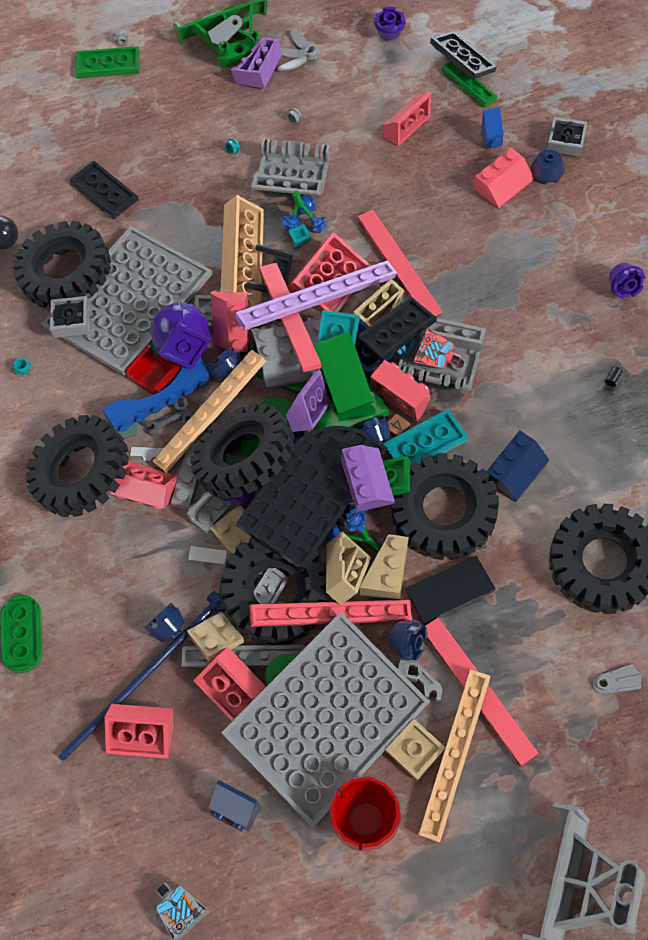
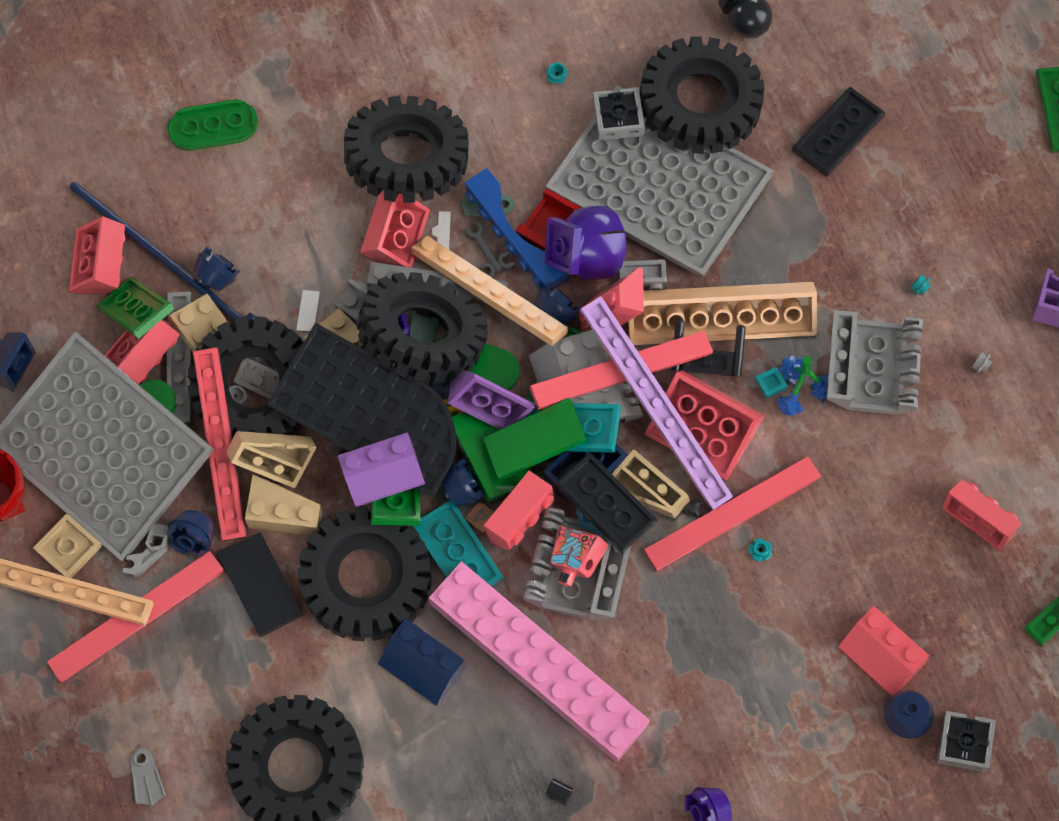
camera: 85 degrees right, 5 degrees up
(197, 686) = (135, 307): none -> green tile
(355, 521) = (329, 463): blue plant -> none
(427, 251) = (756, 554): none -> teal plate
(492, 128) = (967, 632): blue slope -> none
(516, 384) = (539, 662): none -> bright pink brick

